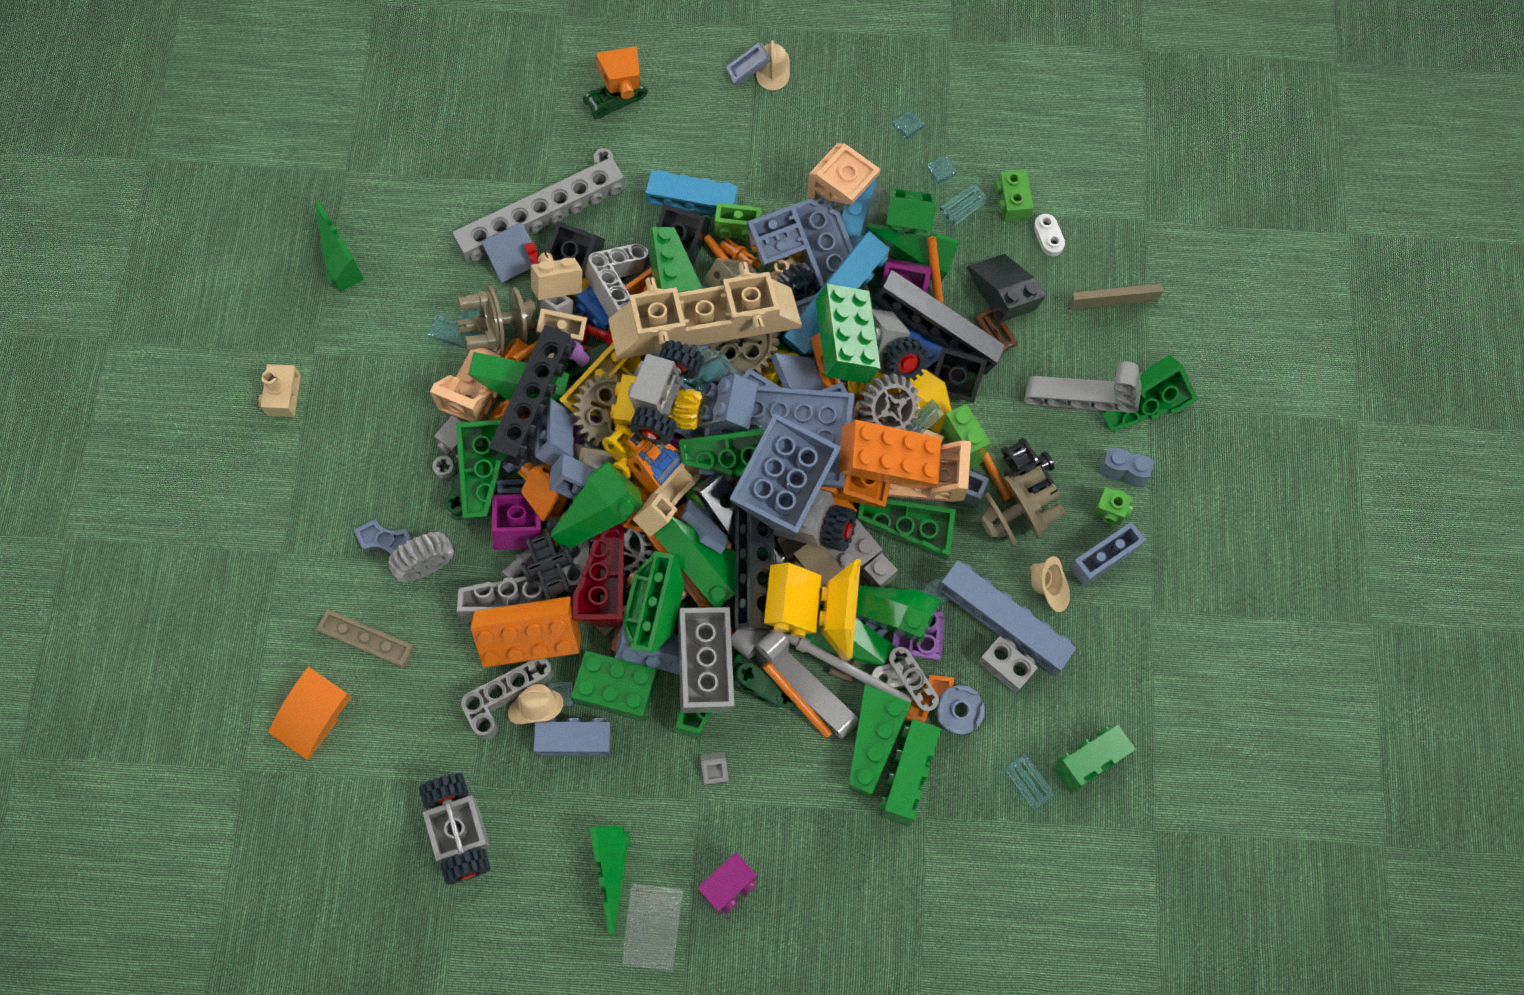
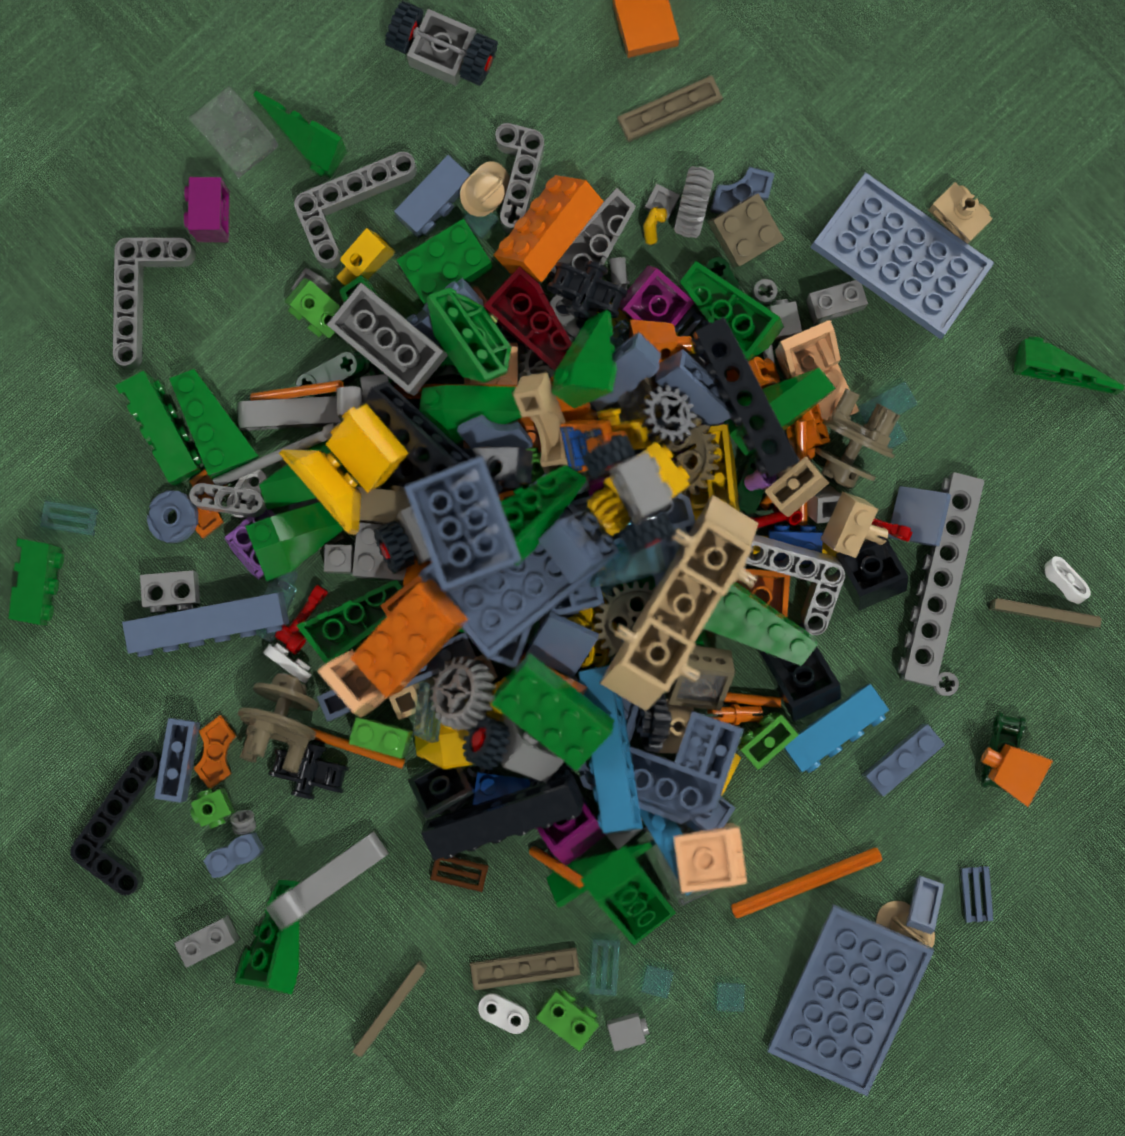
camera: 135 degrees right, 15 degrees up
(342, 398) = (902, 255): none -> sand blue plate
(411, 415) = (836, 301): none -> light grey brick
(411, 508) = (745, 230): none -> dark tan piece
(439, 583) = (662, 198): none -> light grey plate
(460, 575) = (650, 232): none -> yellow arm
(473, 143) = (1067, 580): none -> white plate
(506, 139) = (1045, 613): none -> dark tan tile
(589, 427) = (656, 409): none -> black gear
(628, 799) = (346, 198): none -> light grey beam
(650, 743) = (371, 250): none -> yellow torso
(674, 142) = (903, 759): none -> sand blue brick
(710, 45) = (977, 896): none -> sand blue tile
(727, 742) = (313, 306): none -> bright green brick
(786, 131) = (806, 883): none -> orange axle
(833, 887) = (134, 290): none -> light grey beam
(843, 57) = (850, 1000): none -> sand blue plate
(957, 553) = (291, 635): none -> red brick
(978, 554) = (296, 668): none -> white plate
(987, 158) = (627, 1031): none -> light grey brick
(1006, 287) = (490, 920): black slope -> none
(1011, 245) = (525, 968): none -> dark tan tile
(1051, 582) = (198, 689): tan piece -> none
(1086, 535) = (213, 765): none -> orange tile
(1105, 475) = (243, 822): none -> light grey bush
(1185, 561) = (113, 821): none -> black beam
(1193, 435) = (207, 941): none -> light grey brick

